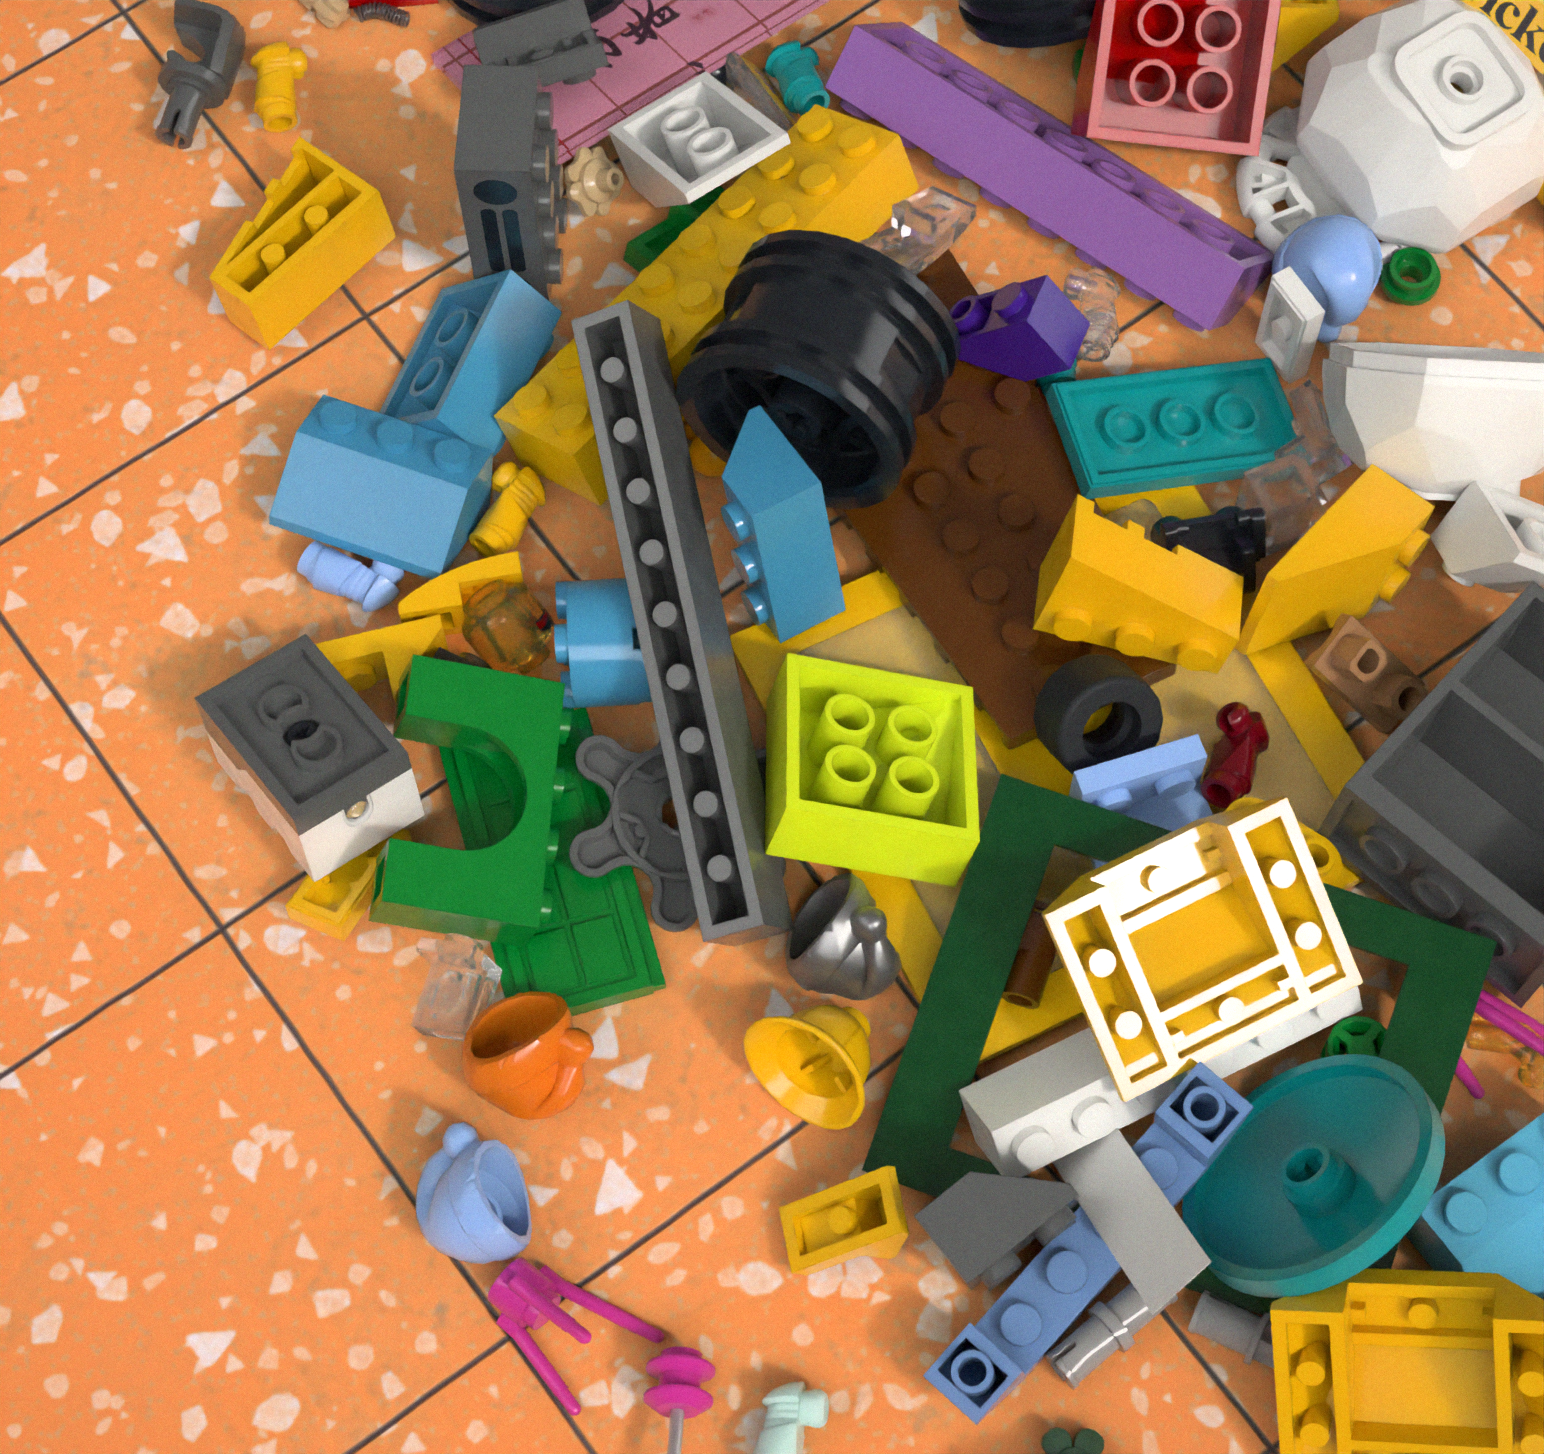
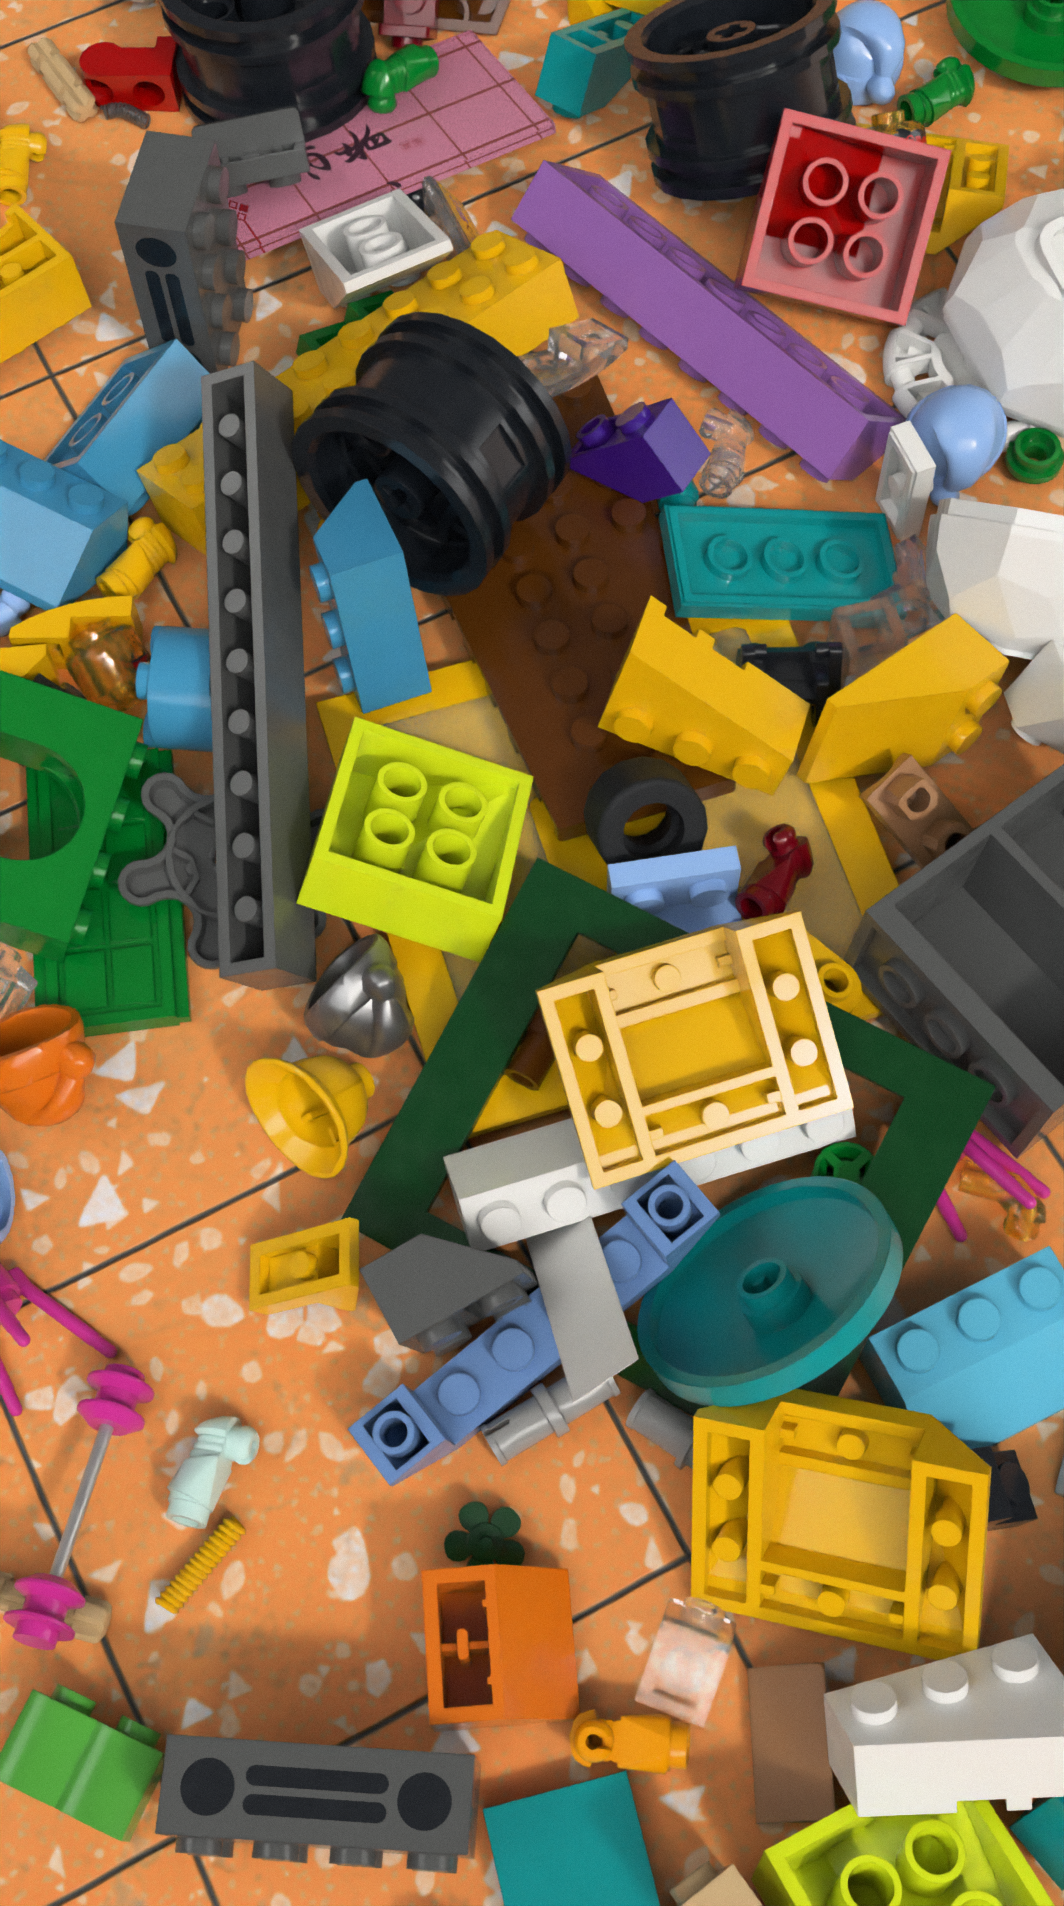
camera: 10 degrees right, 0 degrees up
(593, 181) = (280, 278): tan plant -> none
(797, 76) = (488, 205): teal arm -> none

